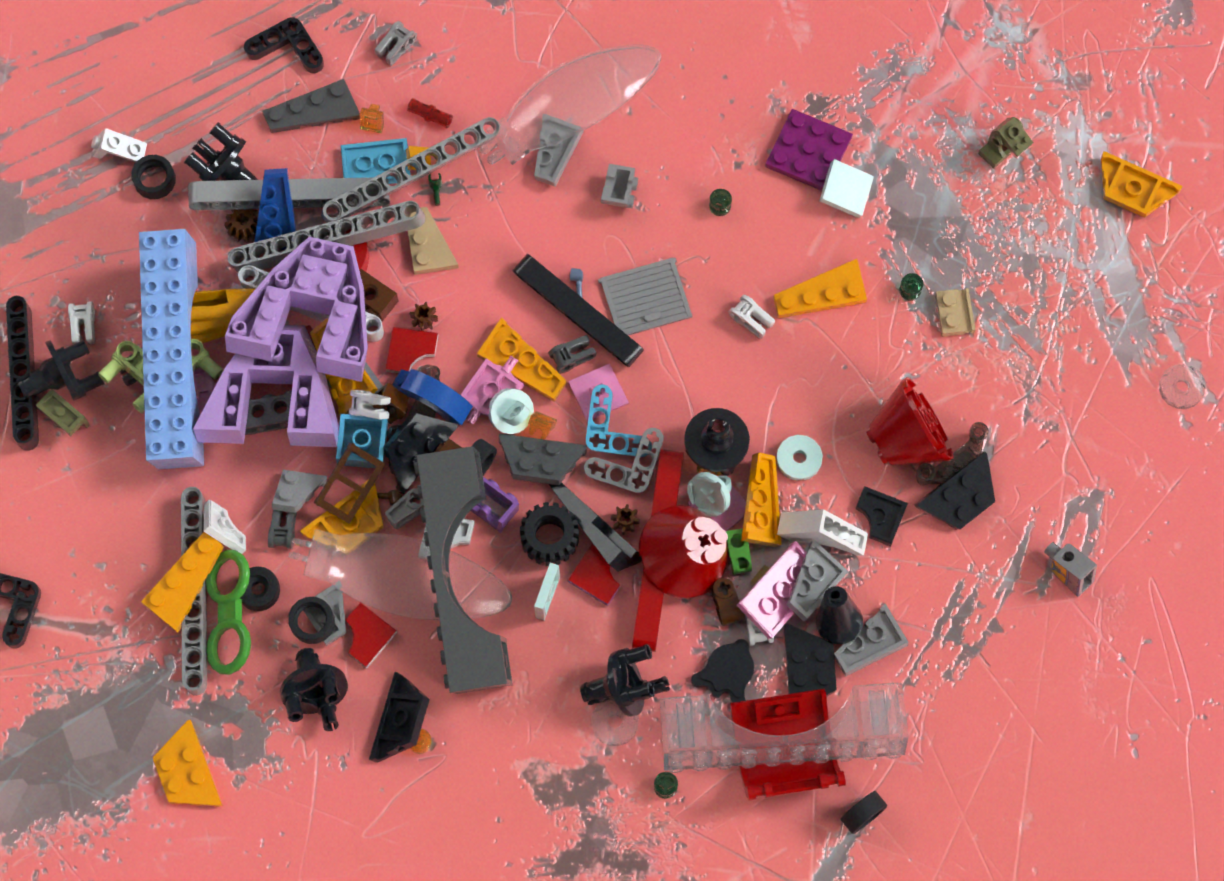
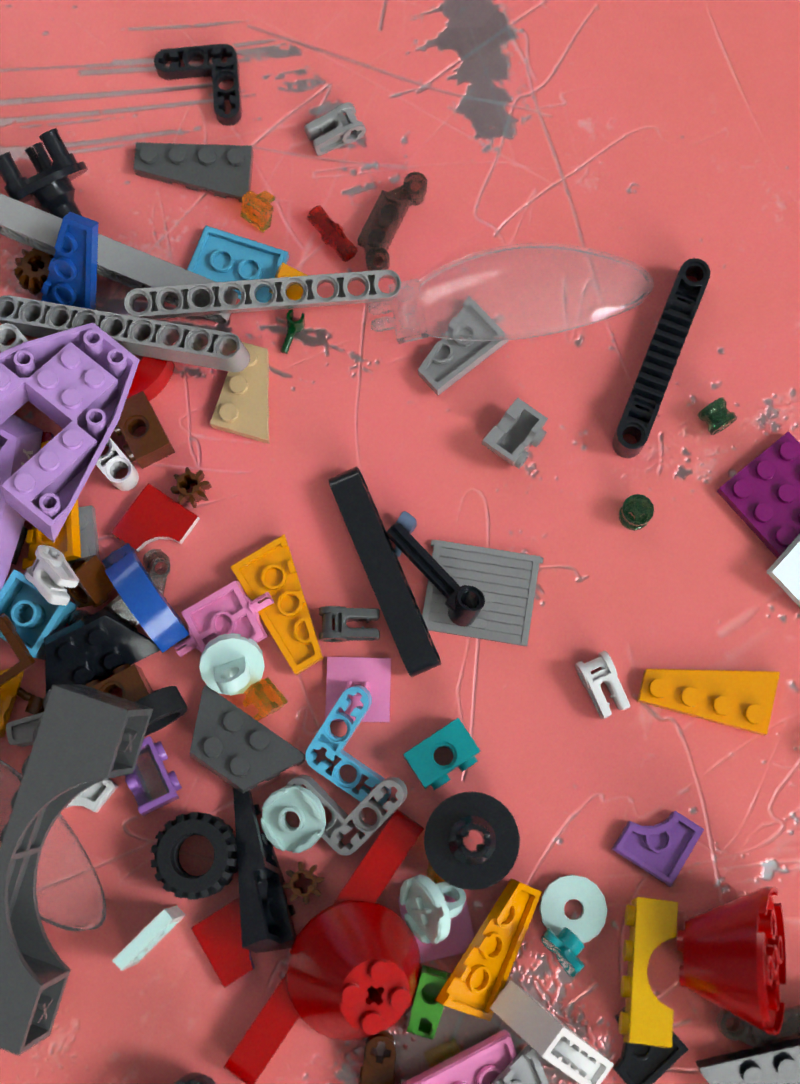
camera: 30 degrees right, 5 degrees up
(461, 87) = (387, 217): none -> clear smoke plate
(585, 488) = (309, 811): none -> light aqua tile
(638, 305) = (450, 589): none -> black axle
(676, 391) = (457, 740): none -> teal brick
(688, 98) = (661, 357): none -> black gear
(742, 119) = (717, 416): none -> clear green wheel
(805, 479) = (566, 947): none -> teal animal
(834, 398) = (661, 847): none -> medium lavender tile
(872, 491) = (645, 1017): none -> yellow arch

